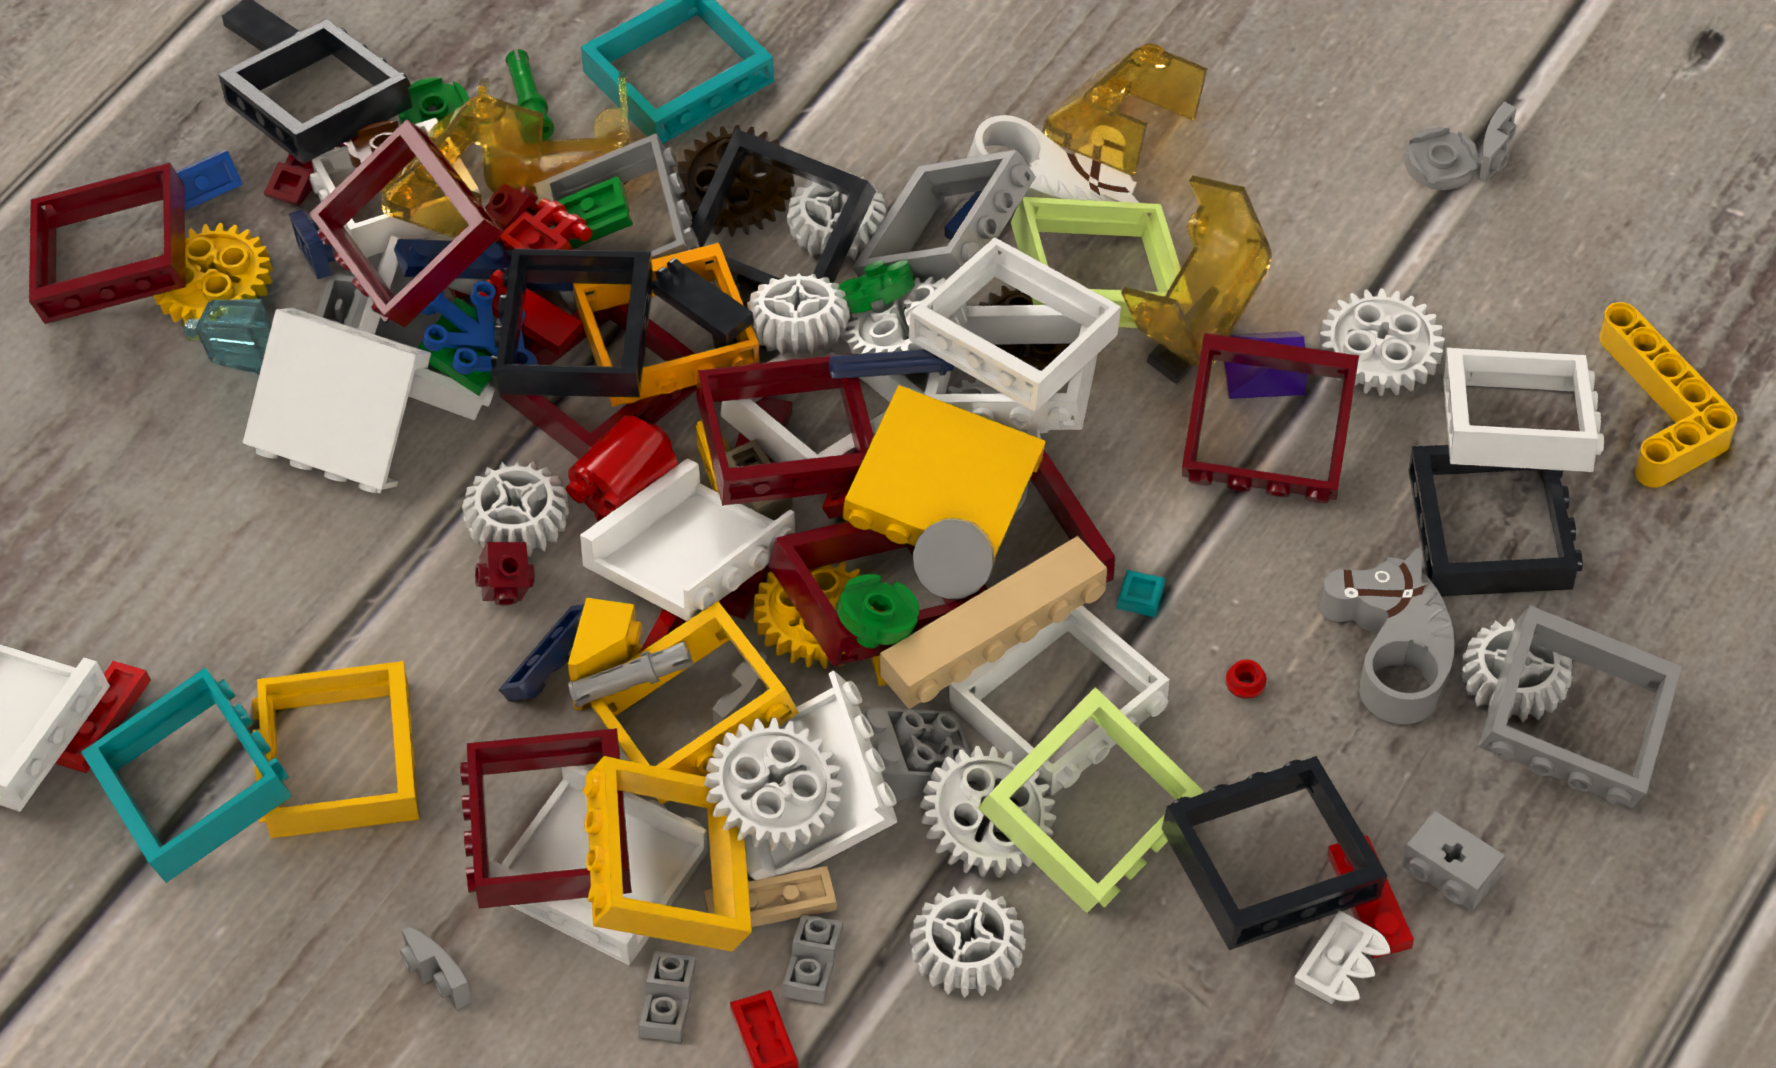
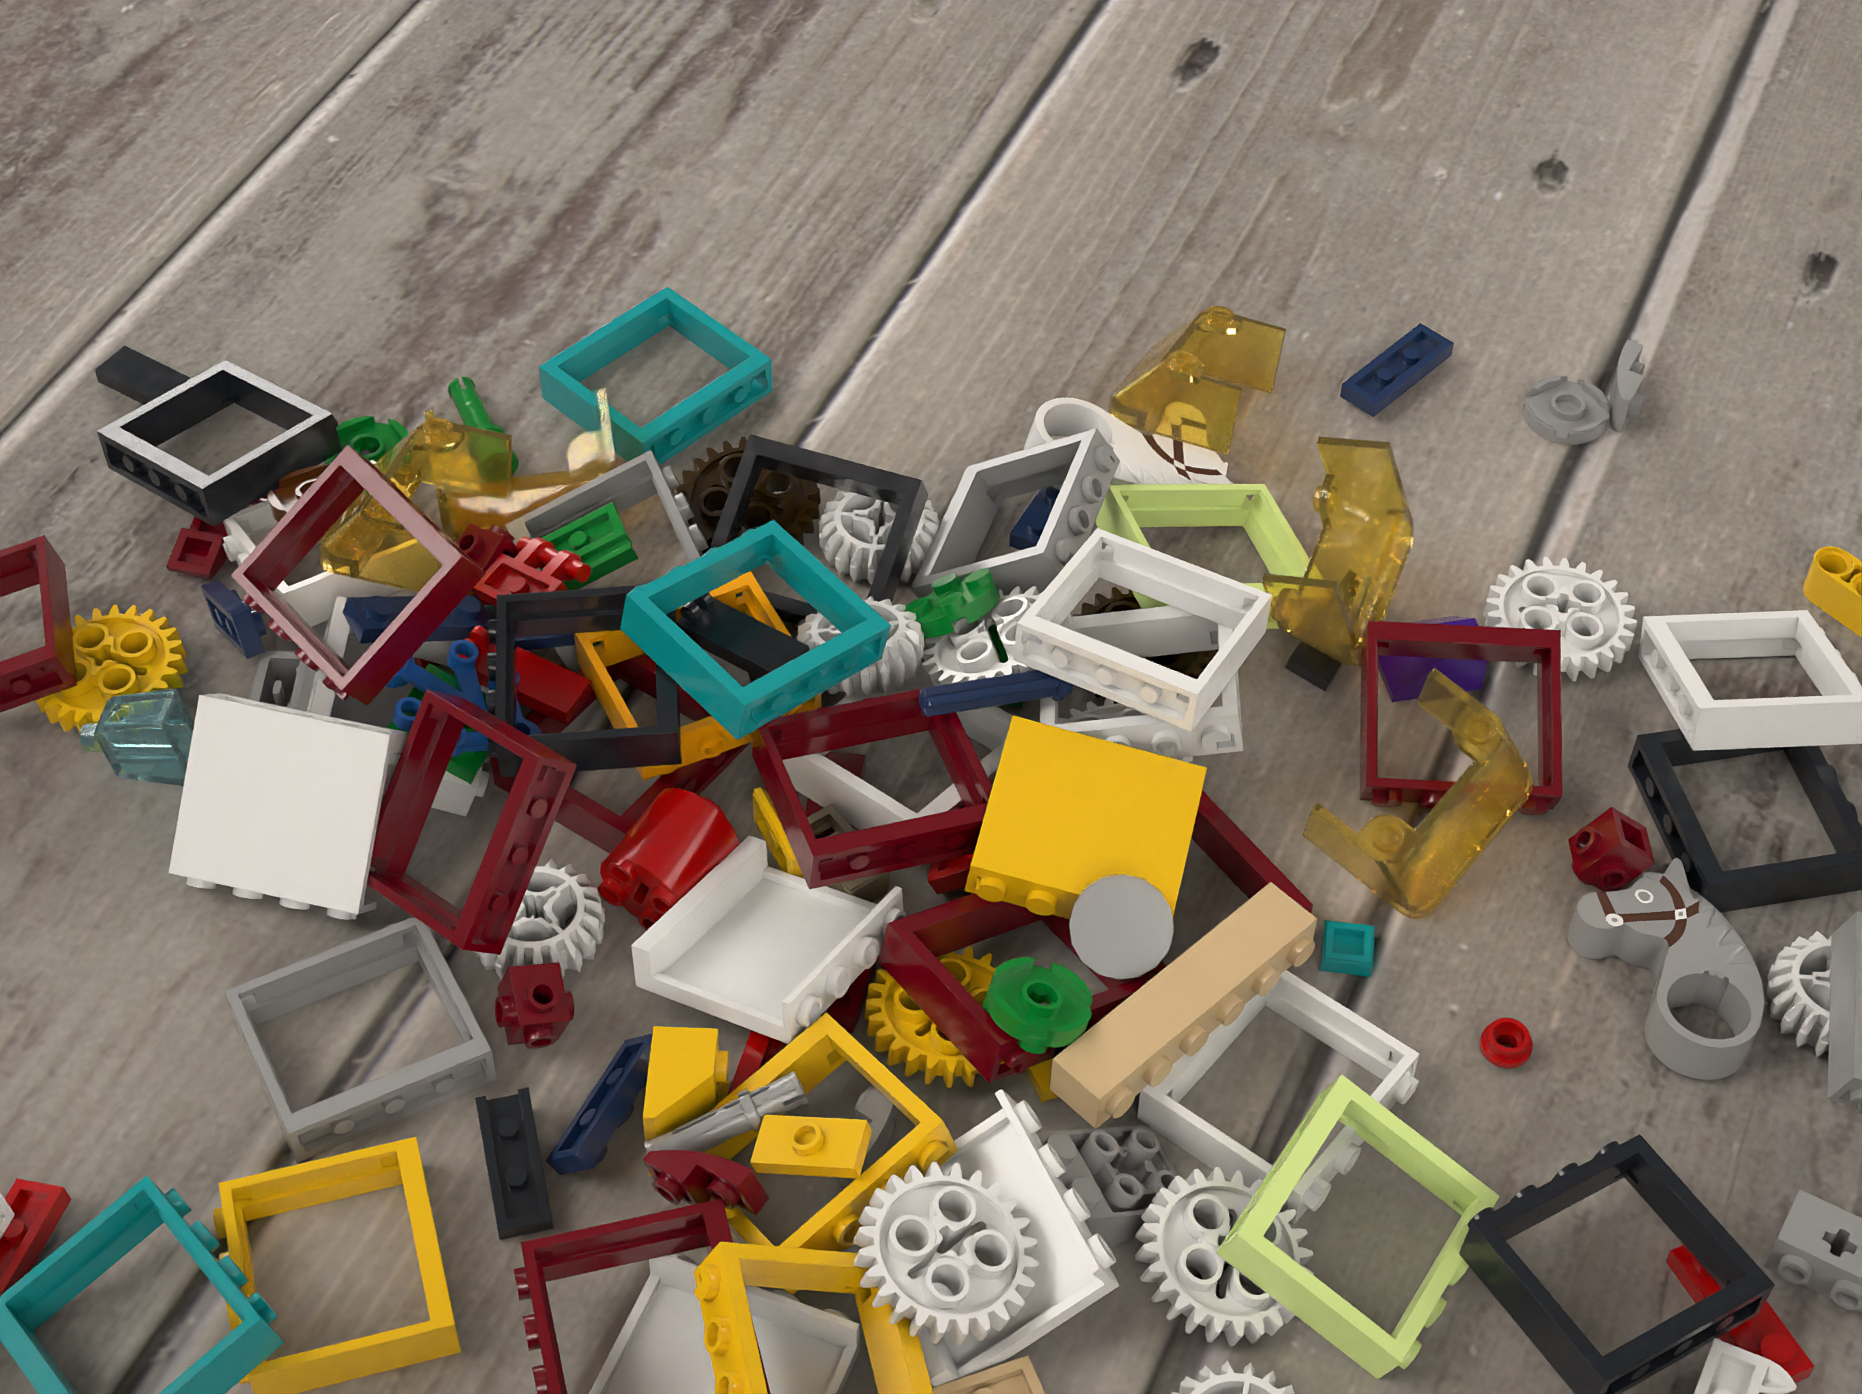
camera: 10 degrees left, 5 degrees down
(208, 178) = (96, 556): blue panel -> none
(390, 629) = (384, 1098): none -> light grey window
(474, 689) = (514, 1165): none -> black hinge
(502, 444) = (515, 841): none -> dark red window
(607, 712) = (703, 1176): none -> dark red slope
(688, 697) = (811, 1146): none -> yellow plate
(731, 342) = (774, 694): none -> teal window
(1242, 509) = (1424, 865): none -> clear yellow windscreen
(1303, 109) = (1396, 369): none -> dark blue plate
(1365, 538) = (1610, 851): none -> dark red brick

